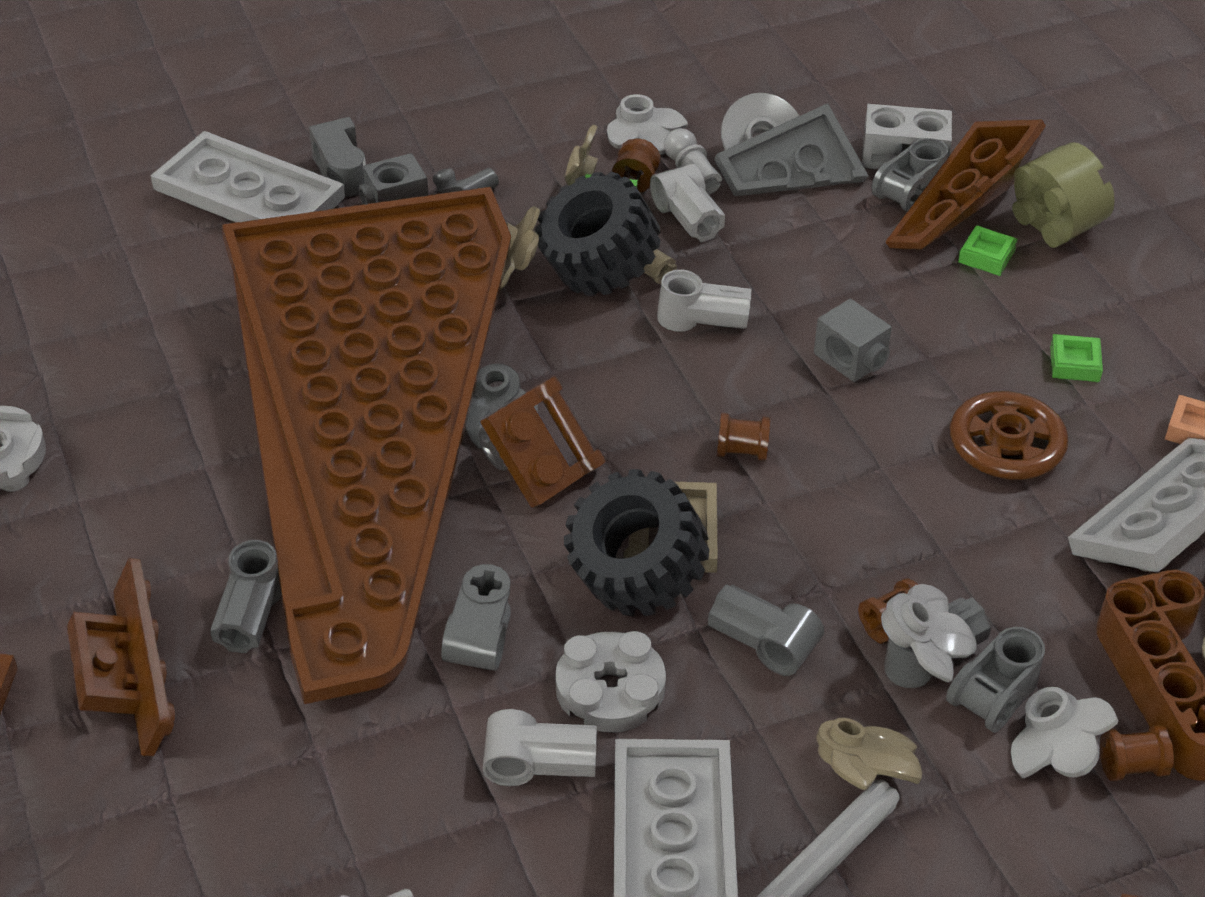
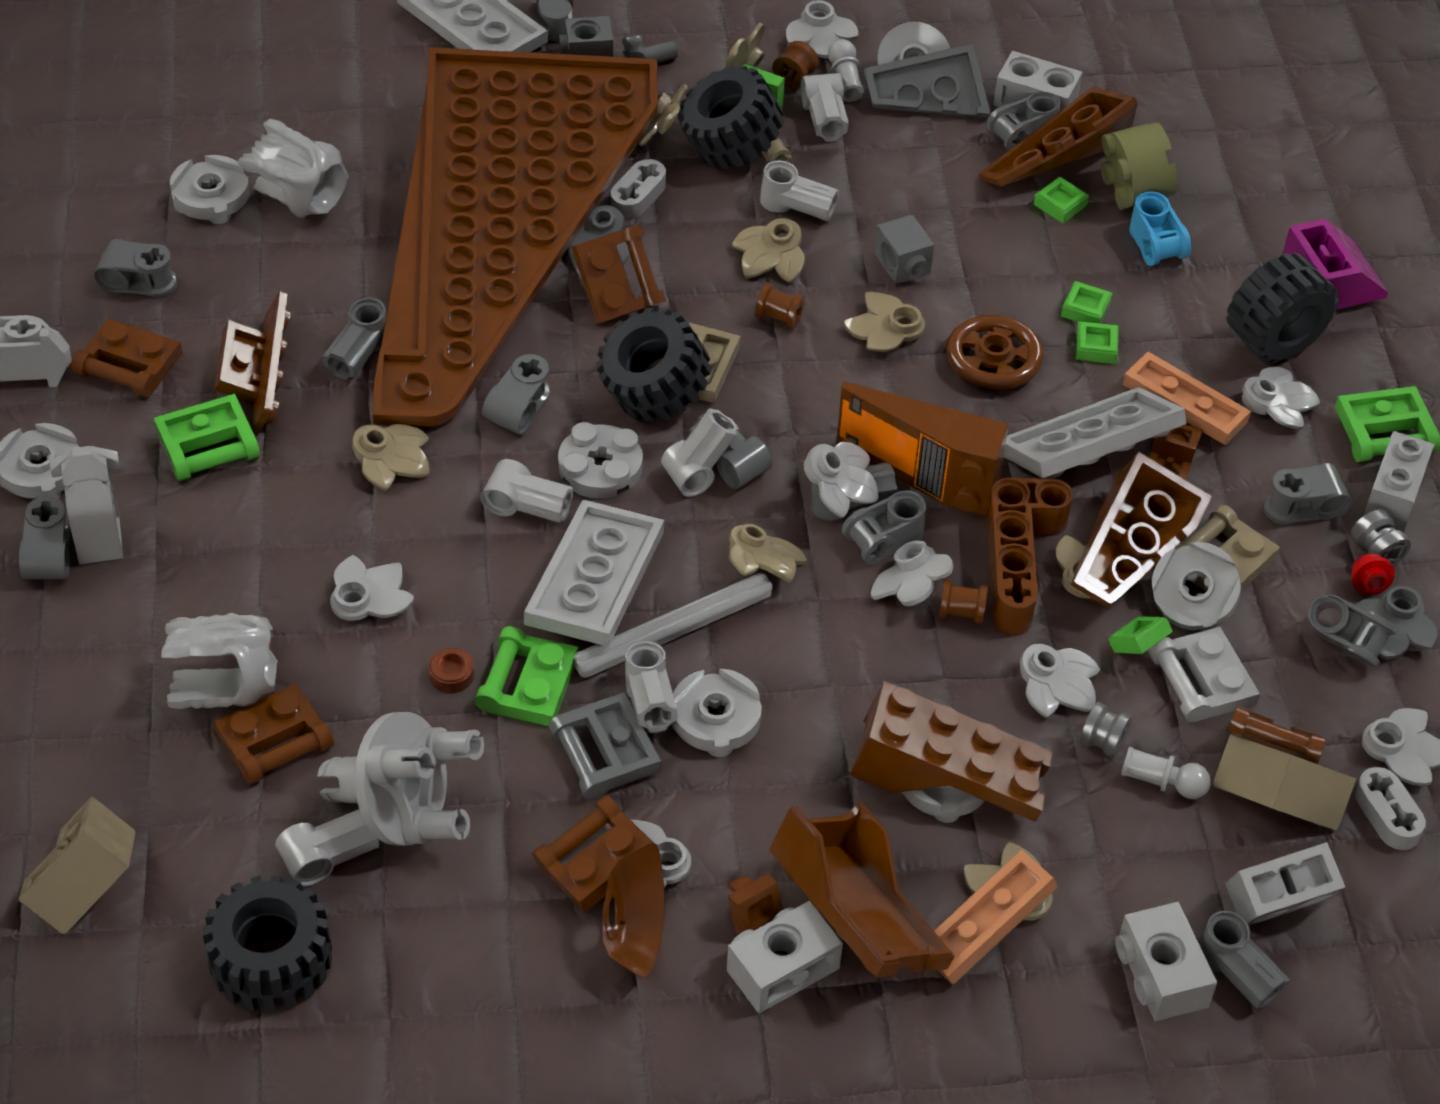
camera: 15 degrees right, 5 degrees up
(78, 765) = (202, 427): none -> bright green plate
(101, 402) = (296, 170): none -> light grey piece
(345, 738) = (395, 453): none -> dark tan plate
(525, 340) = (645, 192): none -> light grey beam
(701, 377) = (767, 251): none -> dark tan plate
(731, 651) = (691, 460): none -> light grey piece
(870, 429) = (886, 323): none -> dark tan plate
(1017, 566) = (928, 445): none -> reddish brown slope
(1108, 259) = (1158, 229): none -> dark azure piece
(1110, 398) = (1097, 342): none -> bright green tile

